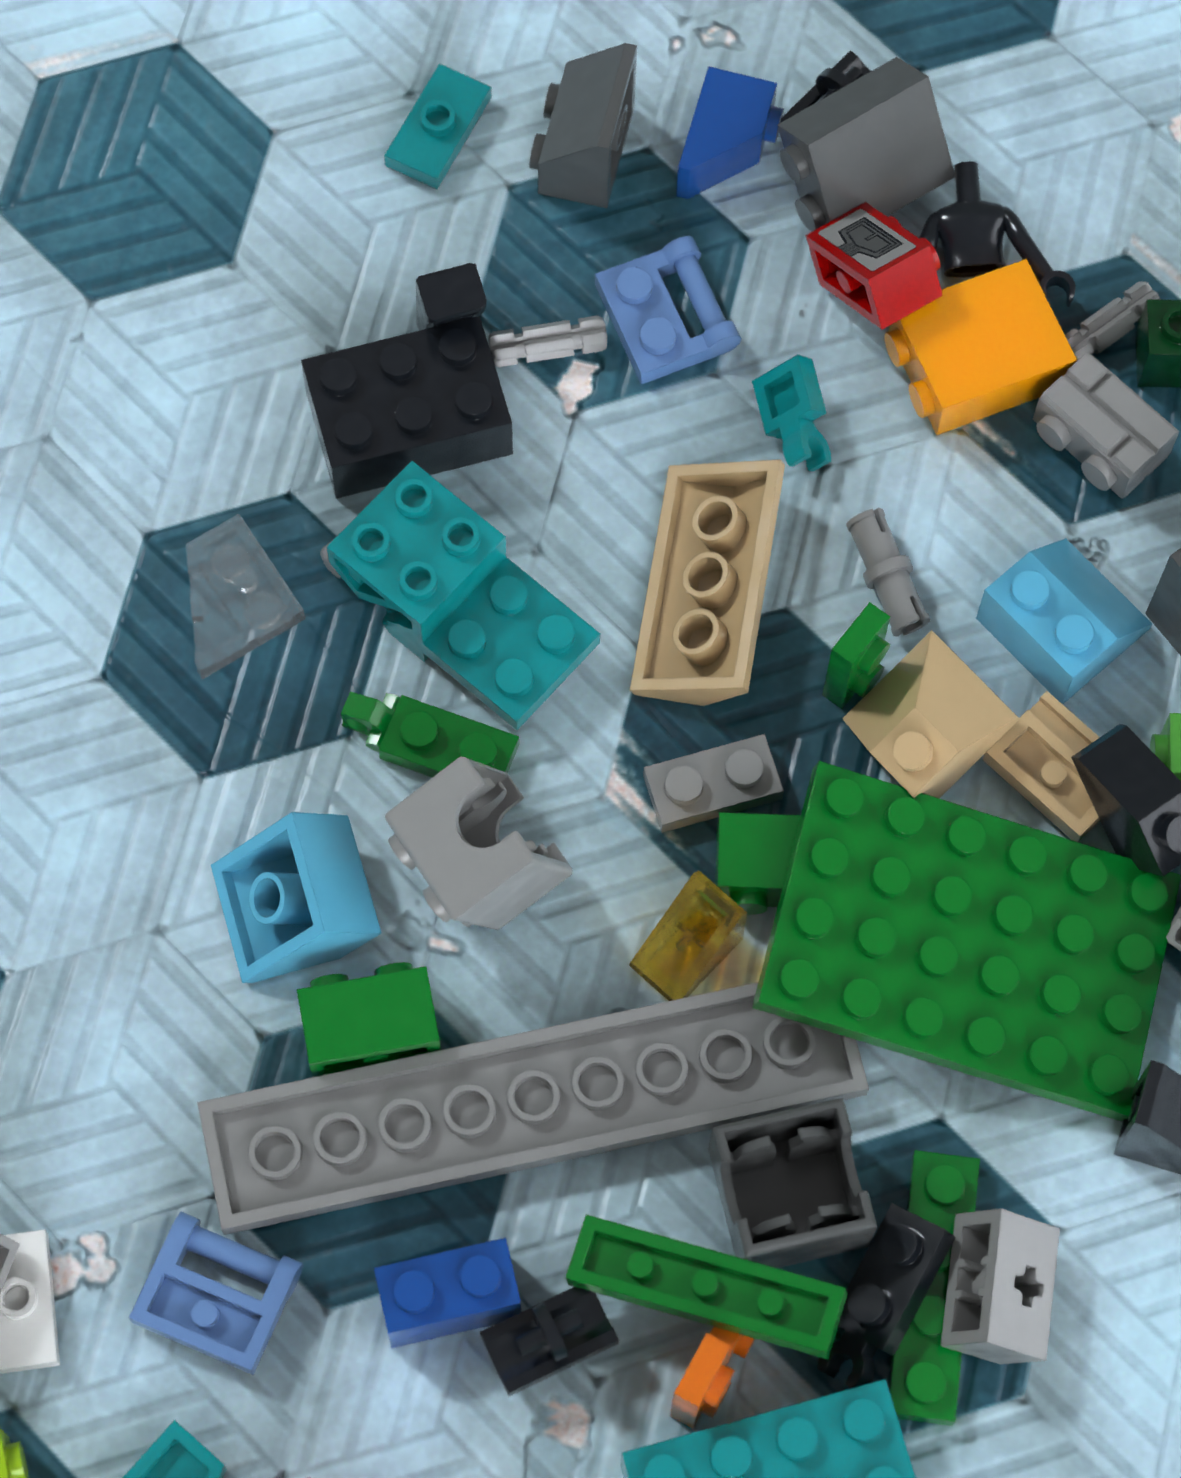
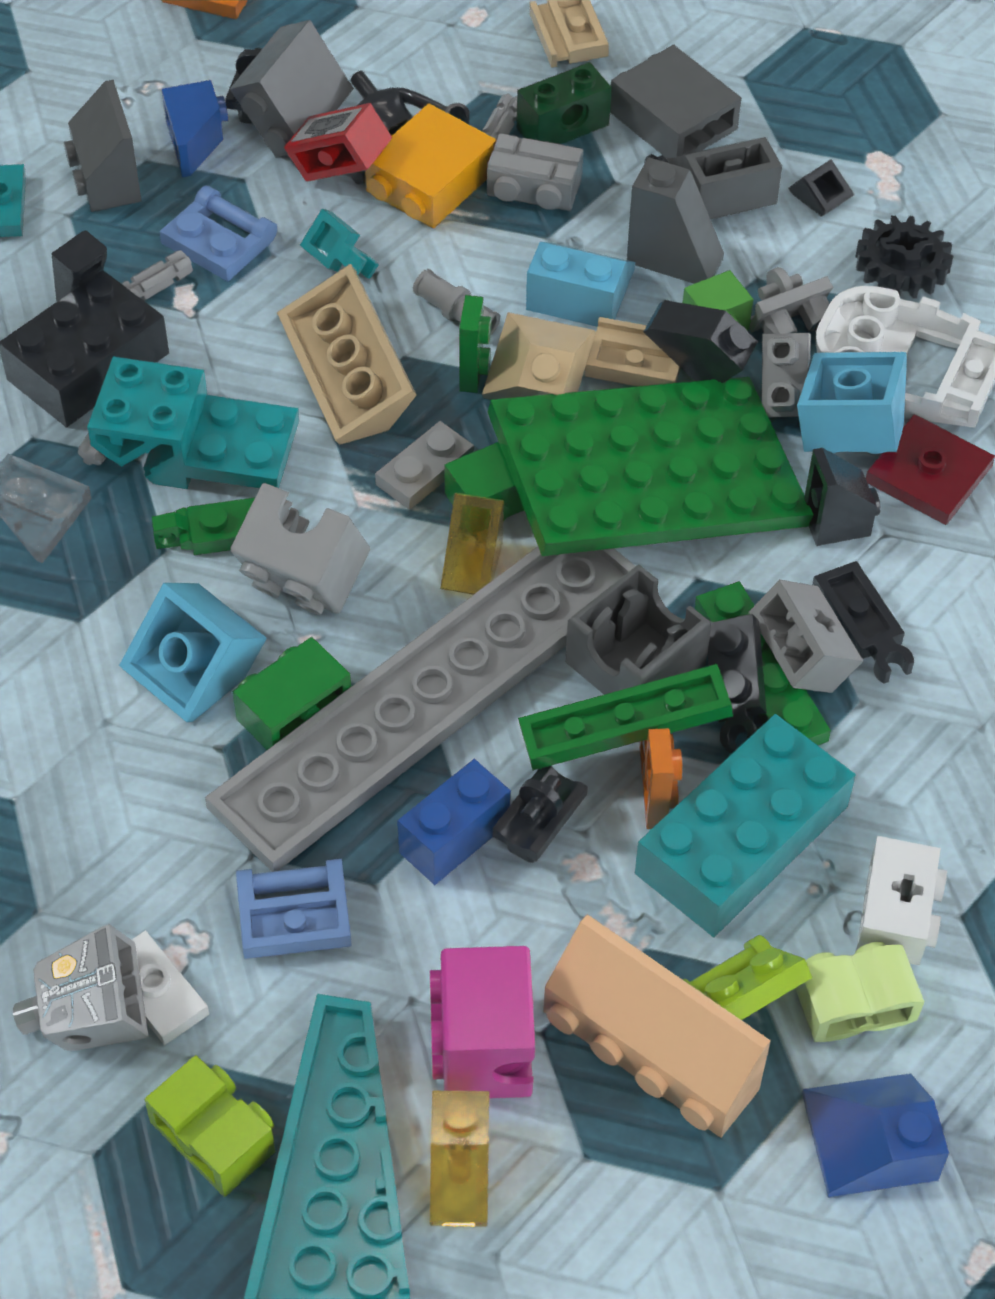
camera: 30 degrees left, 15 degrees down
(1095, 1292) = (865, 618): none -> black plate

